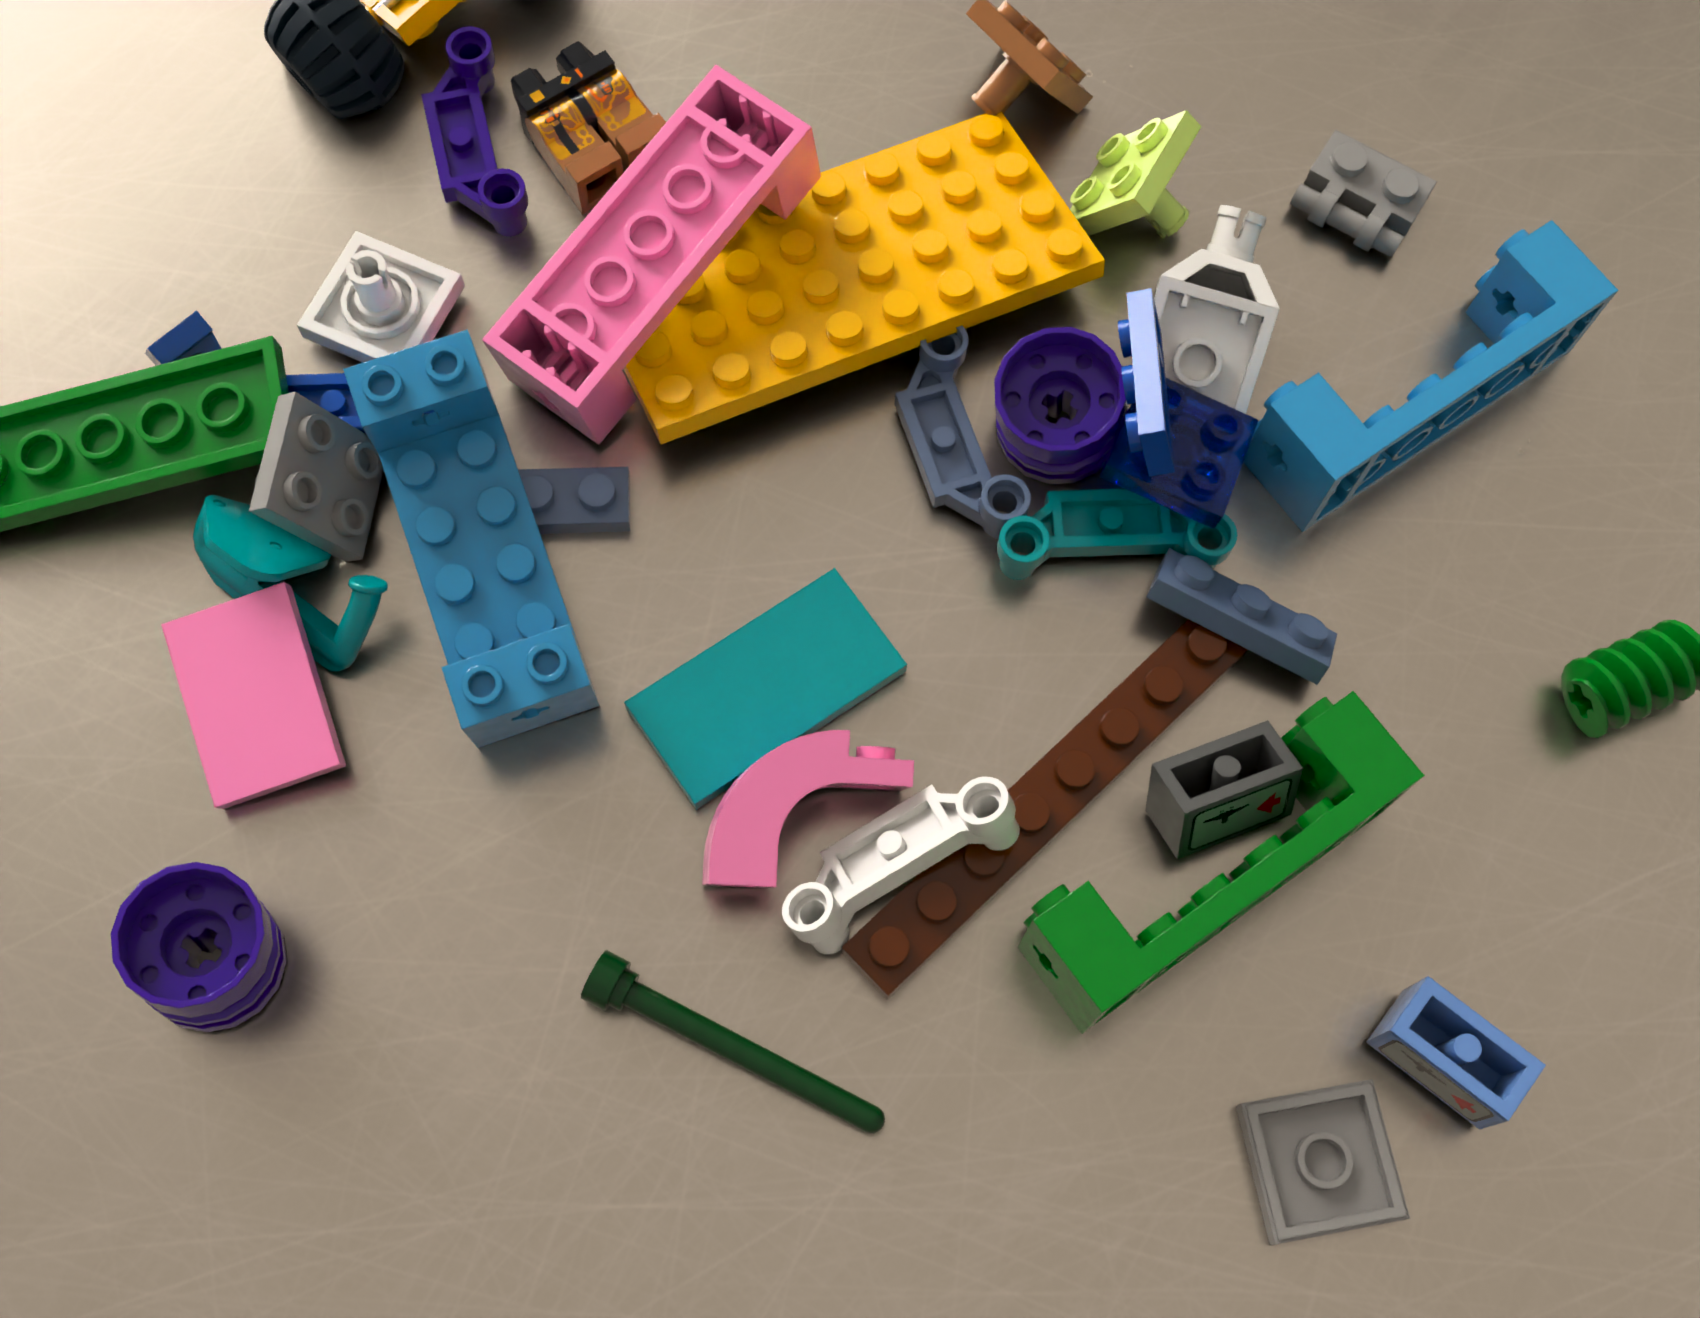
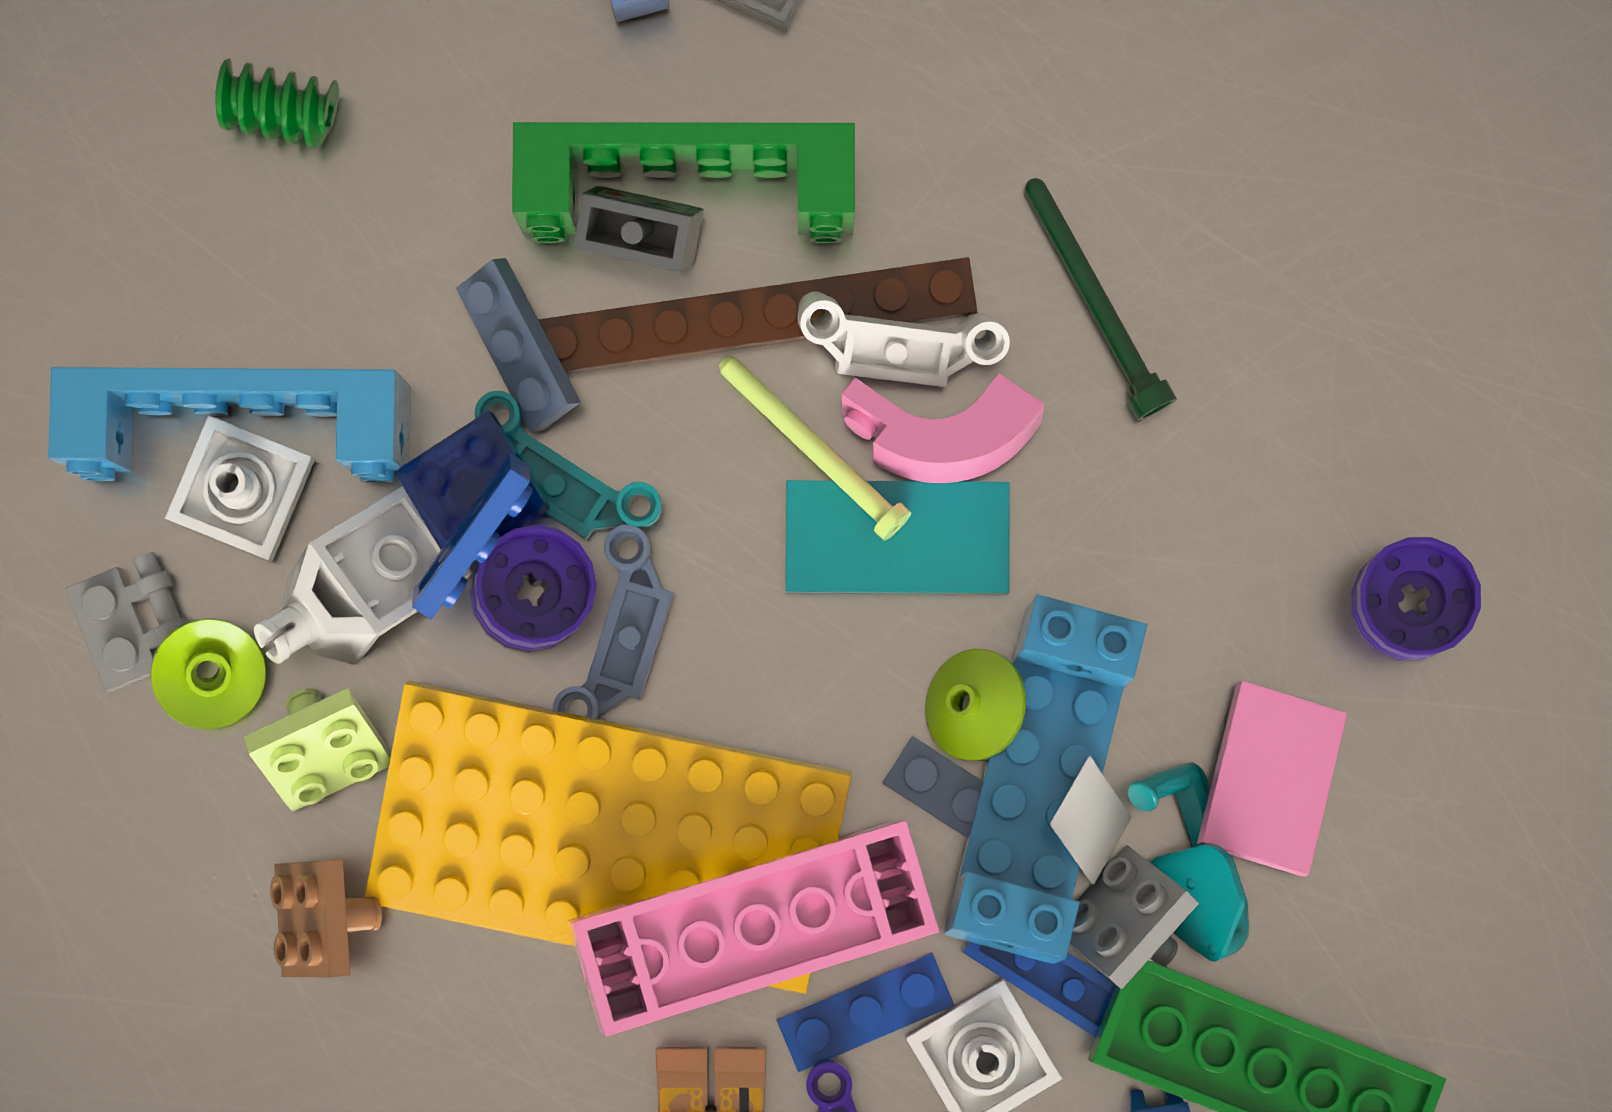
camera: 140 degrees left, 15 degrees up
(408, 539) = (1090, 820): none -> white sticker
(508, 275) = (865, 1012): none -> blue plate
(586, 579) = (994, 707): none -> lime dish
(902, 708) = (888, 517): none -> yellowish green bar
(1266, 168) = (213, 700): none -> lime dish
(1369, 342) = (240, 488): none -> white plate

